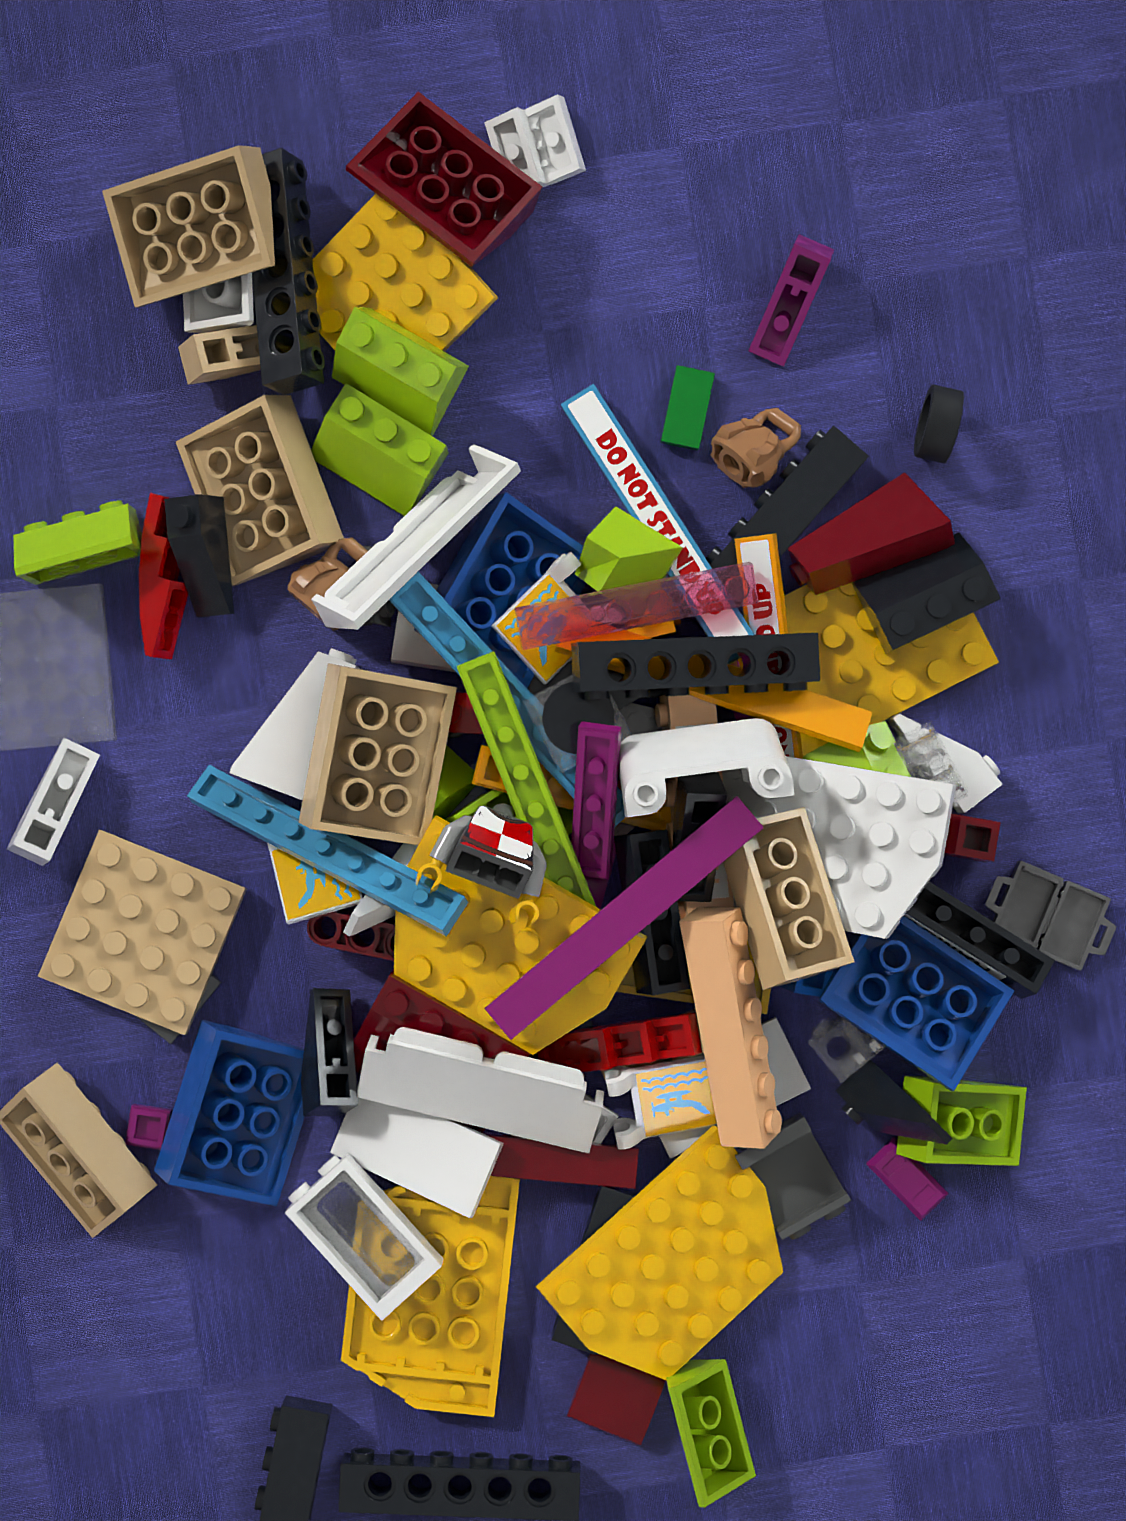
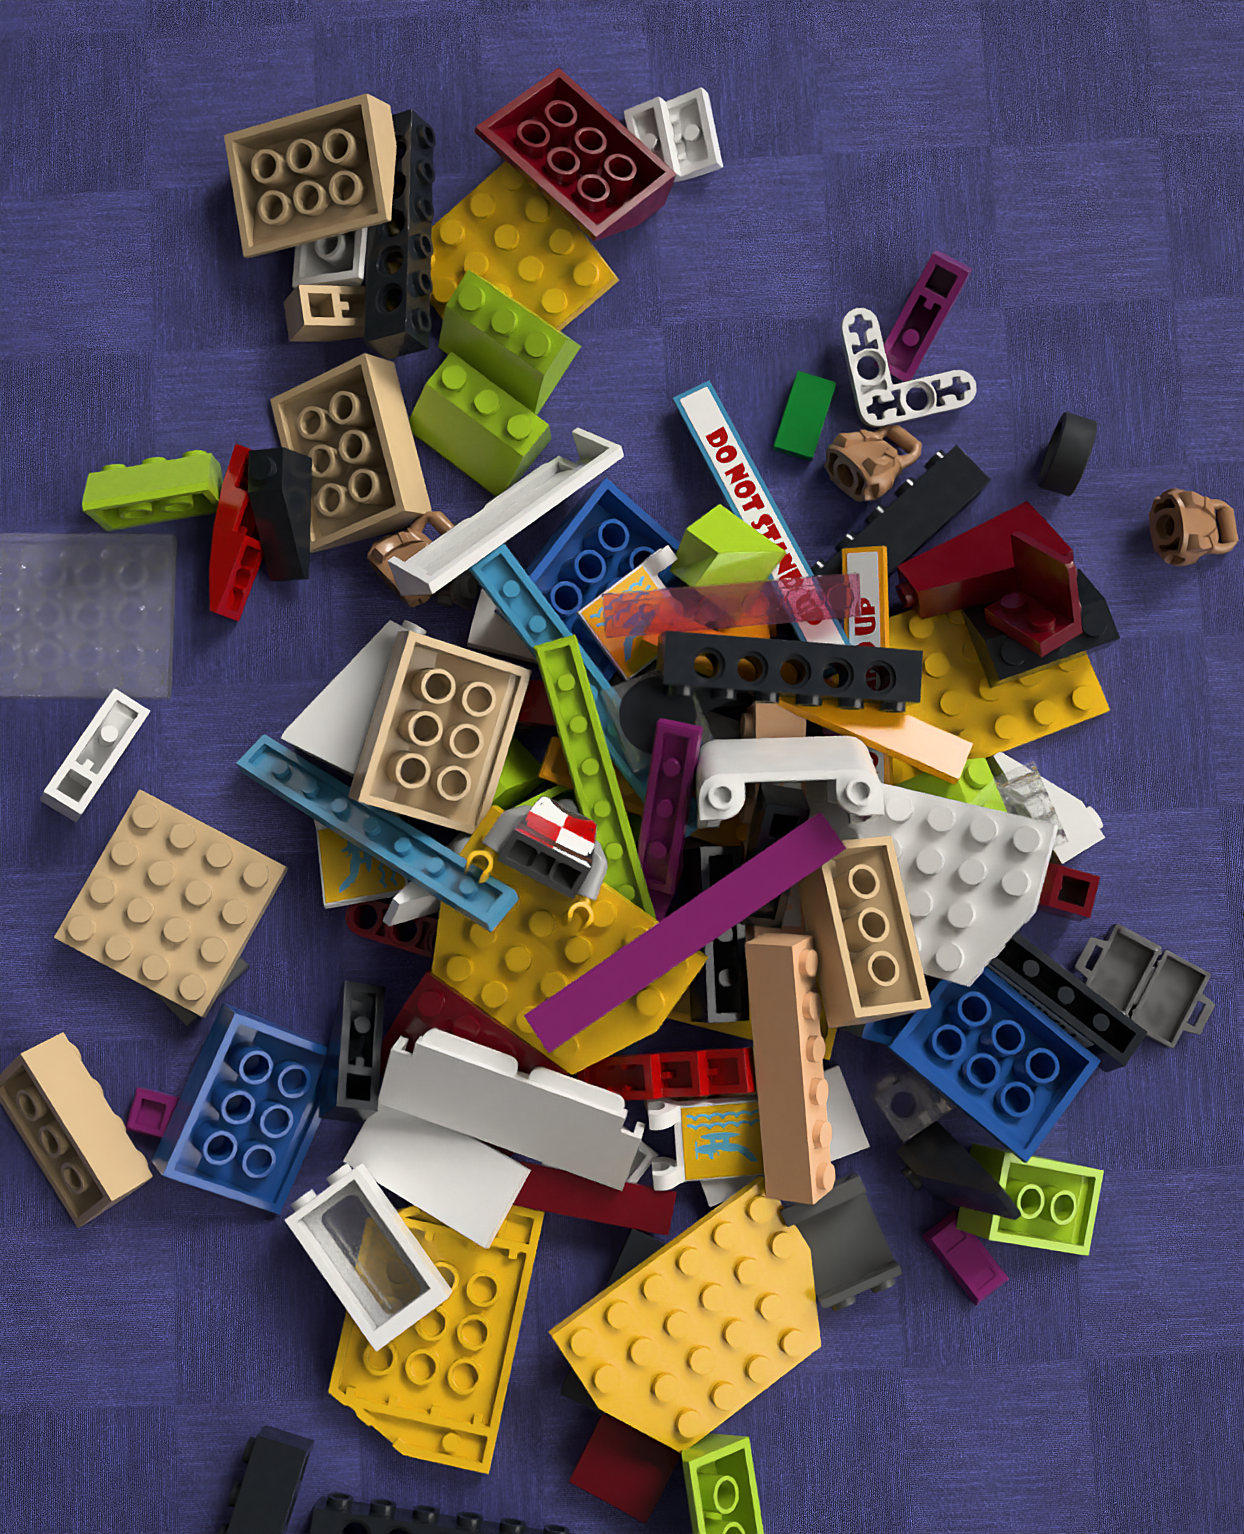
camera: 15 degrees right, 5 degrees down
(758, 372) = (882, 385): none -> white beam
(927, 577) = (1046, 603): none -> dark red bracket
(1056, 481) = (1186, 527): none -> medium nougat piece

